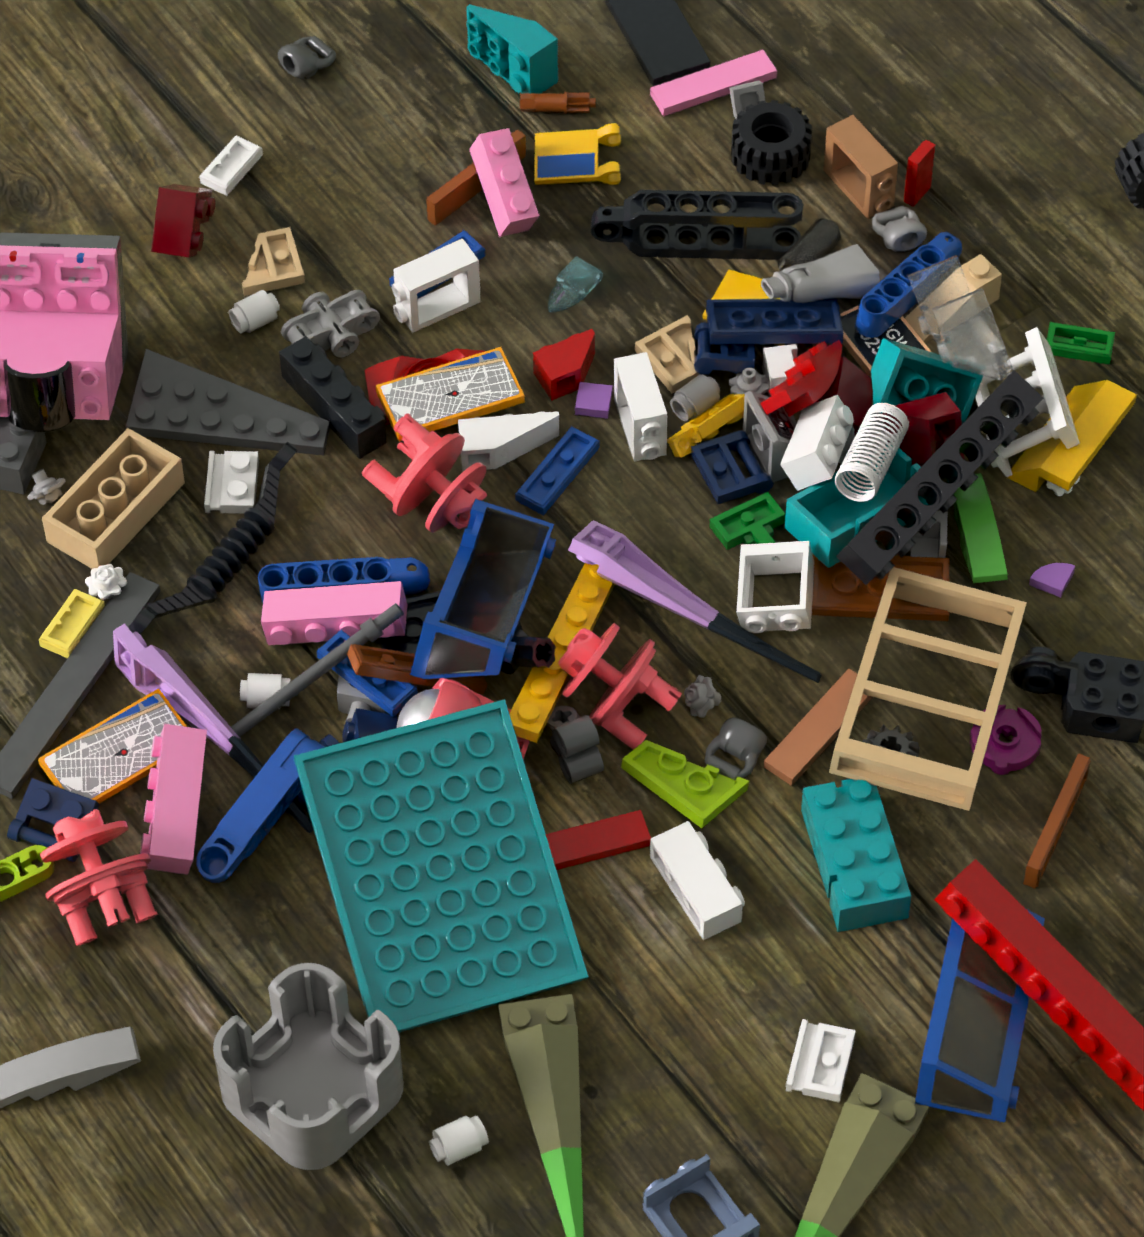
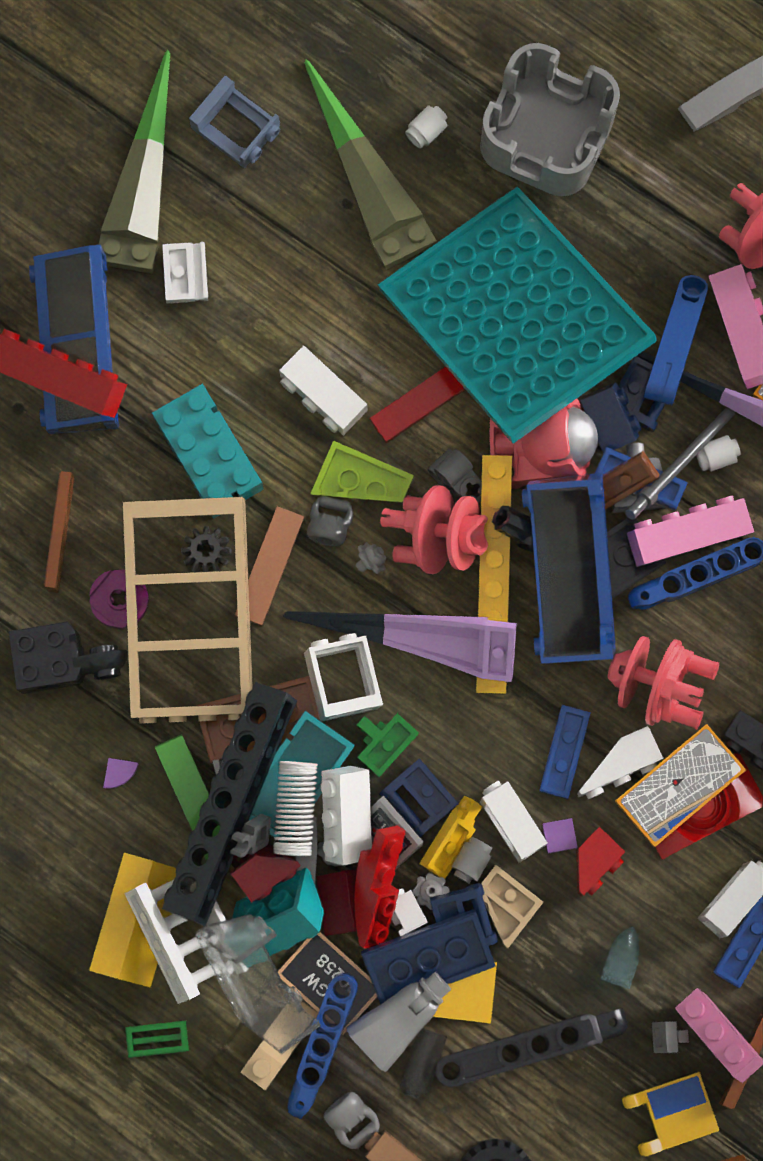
camera: 160 degrees right, 25 degrees up
(554, 207) = (667, 1037): none -> light grey tile
(924, 446) = (253, 836): none -> dark grey plate

